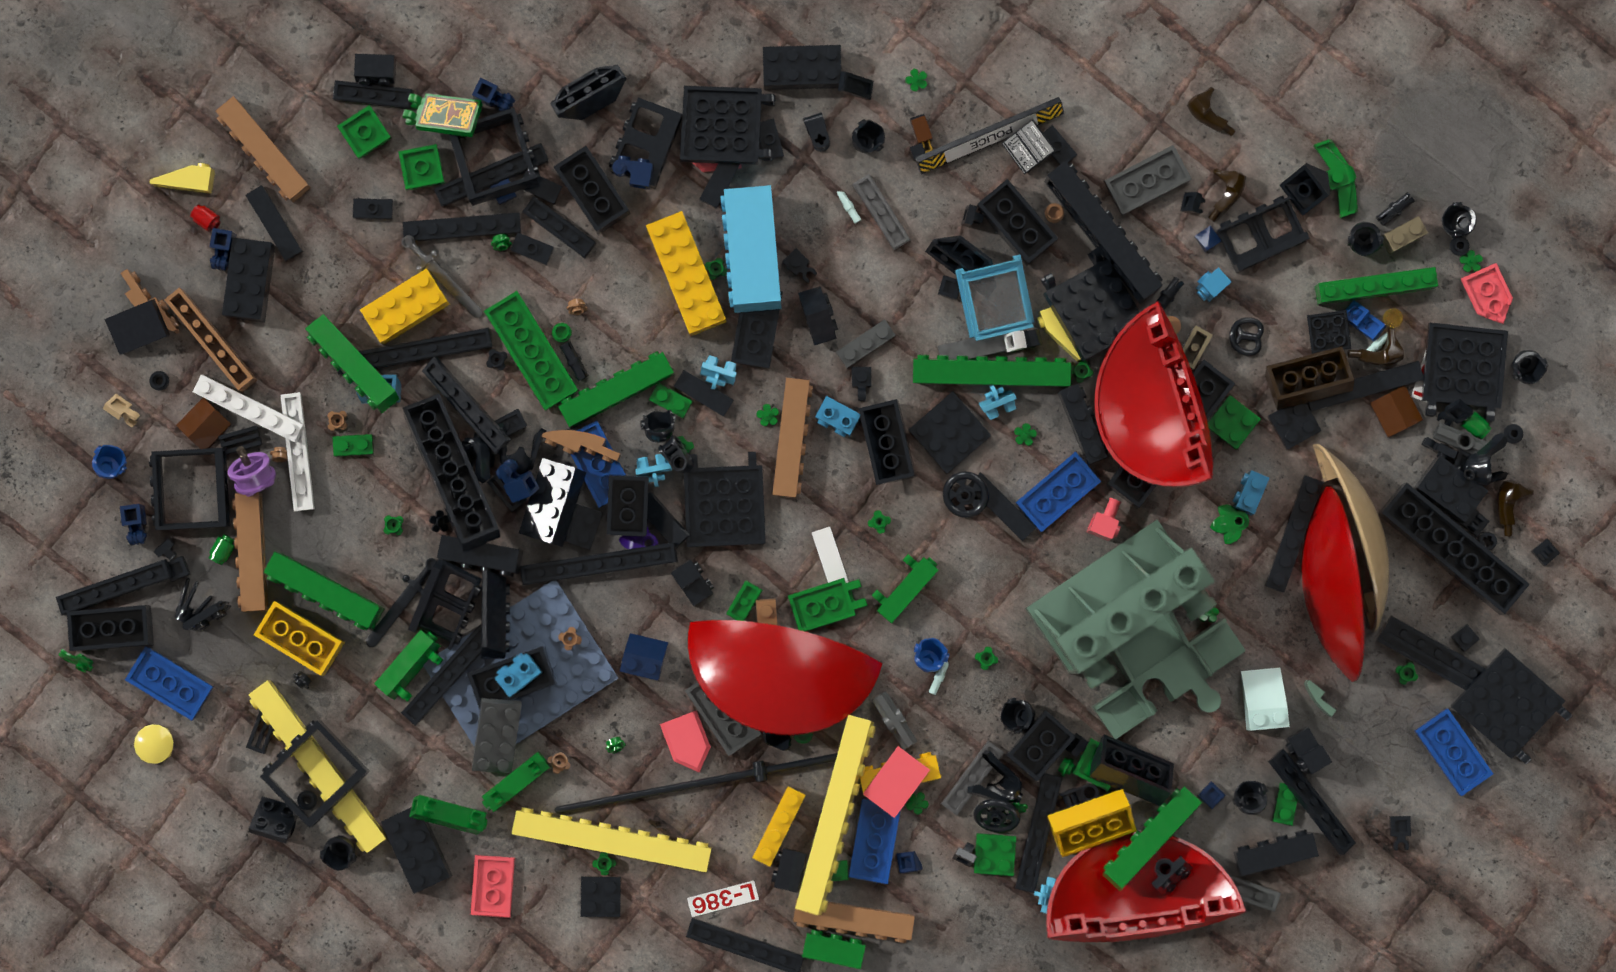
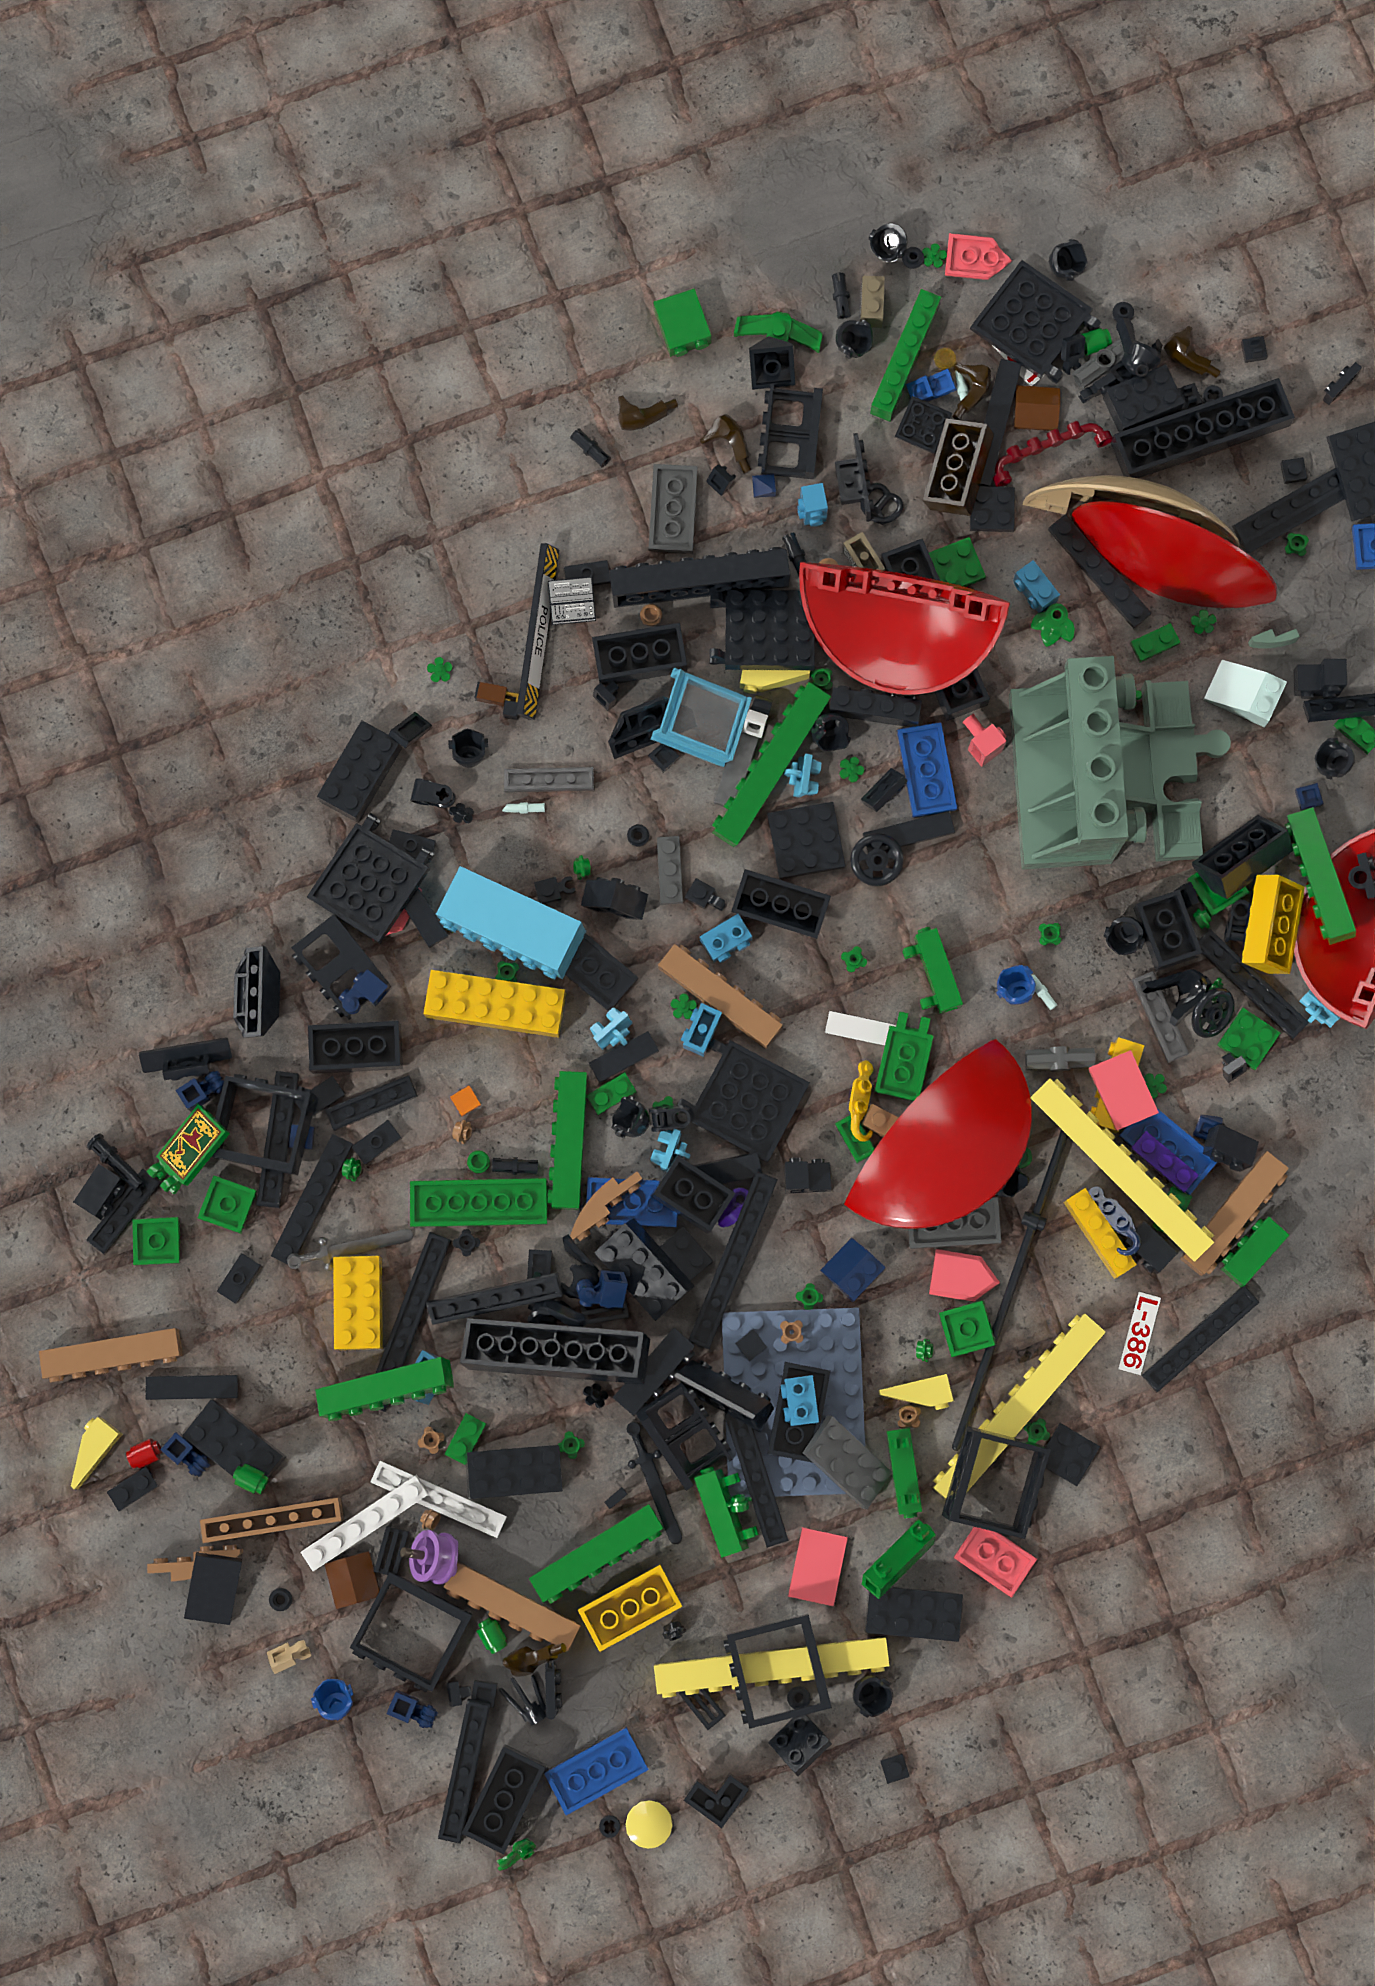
camera: 60 degrees left, 5 degrees down
(132, 711) = (602, 1826): none -> black bush
(176, 225) = (132, 1489): none -> black plate
(194, 785) = (717, 1805): none -> black brick
(219, 585) = (525, 1660): none -> dark brown animal
(228, 306) = (250, 1479): none -> green brick
(297, 900) = (894, 1768): none -> black plate
(347, 494) = (513, 1471): none -> black brick
(373, 581) = (615, 1498): none -> black tile
(405, 59) = (109, 1156): none -> black pin
(410, 758) = (817, 1566): none -> coral tile
(420, 673) = (739, 1503): none -> green plate
(510, 71) = (185, 1059): none -> black bracket
(537, 825) = (963, 1471): none -> black window
(542, 614) = (751, 1345): none -> black tile
(584, 764) = (925, 1392): none -> light yellow slope
(600, 636) = (809, 1290): none -> green plate
(601, 295) = (465, 1101): none -> orange tile
(649, 768) = (967, 1328): none -> green plate
(756, 439) = (702, 1029): none -> dark azure brick
(774, 588) = (860, 1099): none -> yellow piece
(797, 832) = (1117, 1218): none -> piece
(816, 162) = (461, 813): none -> black plant
(828, 276) = (581, 867): none -> green plate
(861, 843) = (1164, 1162): none -> dark purple plate
(875, 298) = (638, 829): none -> black plate
(901, 887) = (1230, 1148): none -> black brick
(1023, 468) = (884, 789): none -> black plate
(1043, 402) = (831, 732): none -> black cap
(1157, 89) = (590, 447): none -> black pin
(1251, 302) = (851, 479): none -> black bracket
(1262, 608) = (1155, 642): none -> green plate
(1298, 100) = (682, 323): none -> green brick
(1301, 636) = (1203, 622): none -> green plant
(1378, 439) = (1054, 439): none -> dark red bar
(1564, 636) = (1347, 376): none -> black plate

